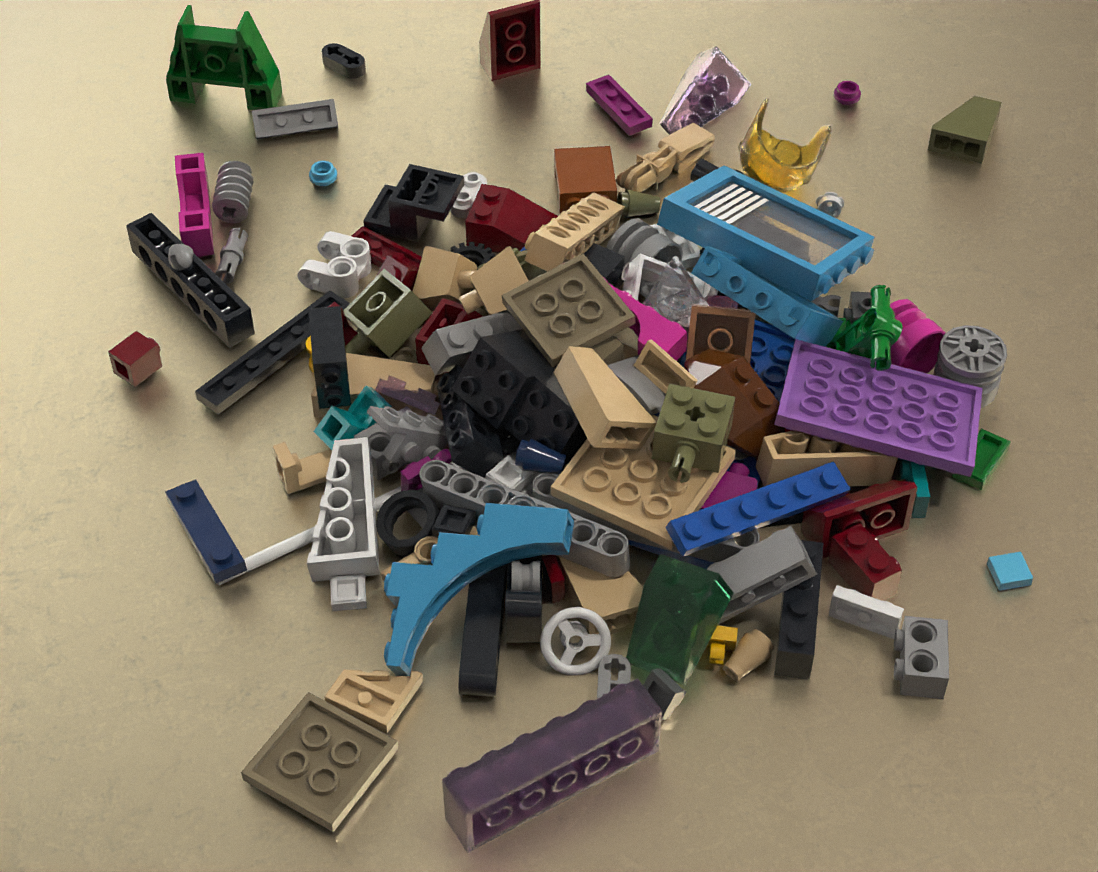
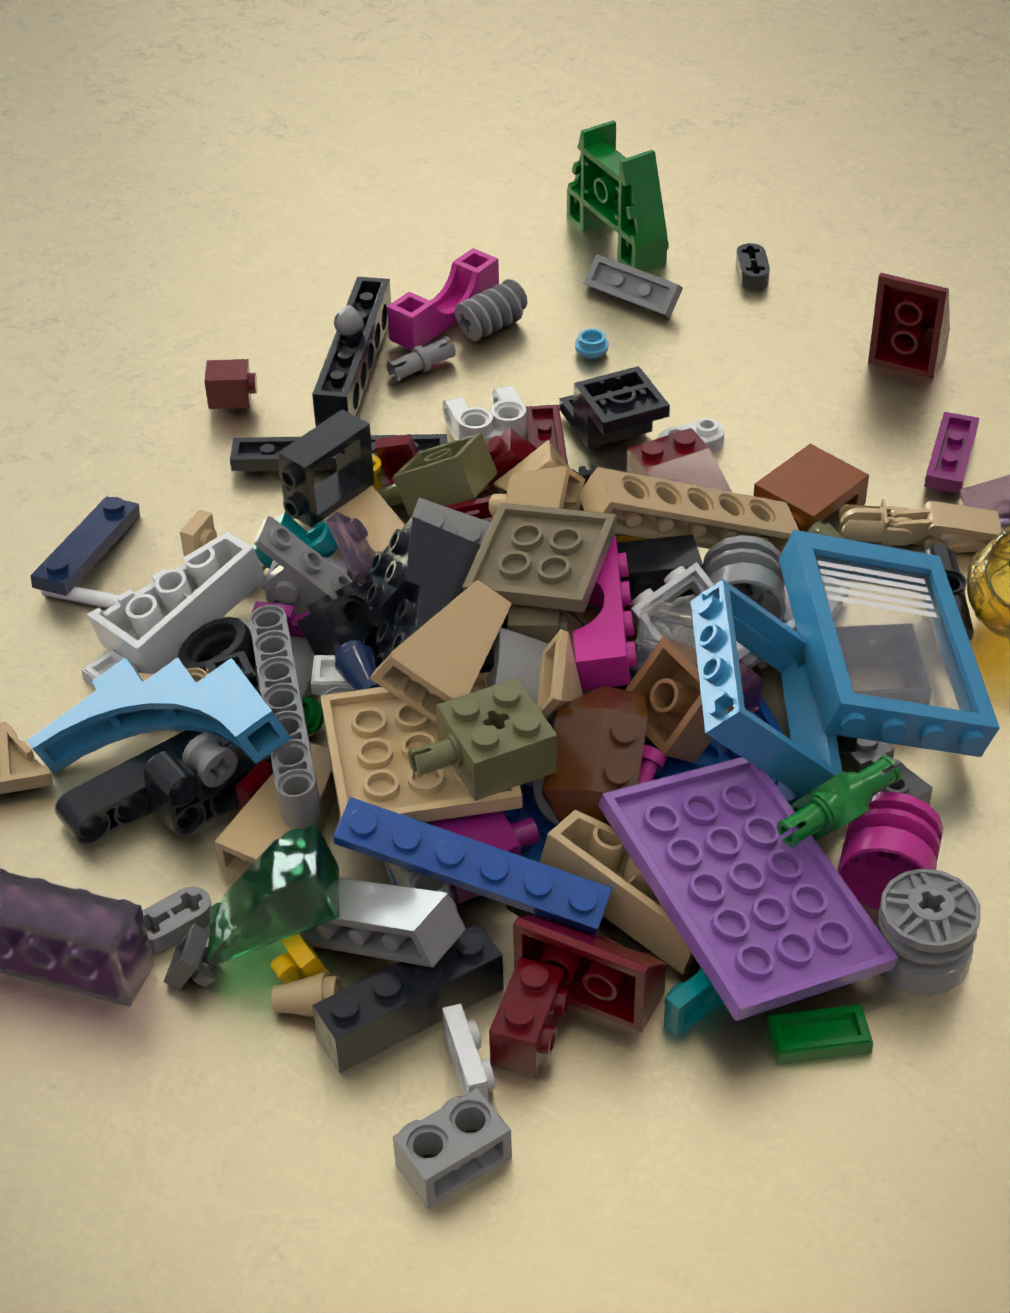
camera: 50 degrees right, 5 degrees down
(570, 629) = (195, 849): white piece -> none
(1009, 571) = (674, 1158): medium azure tile -> none

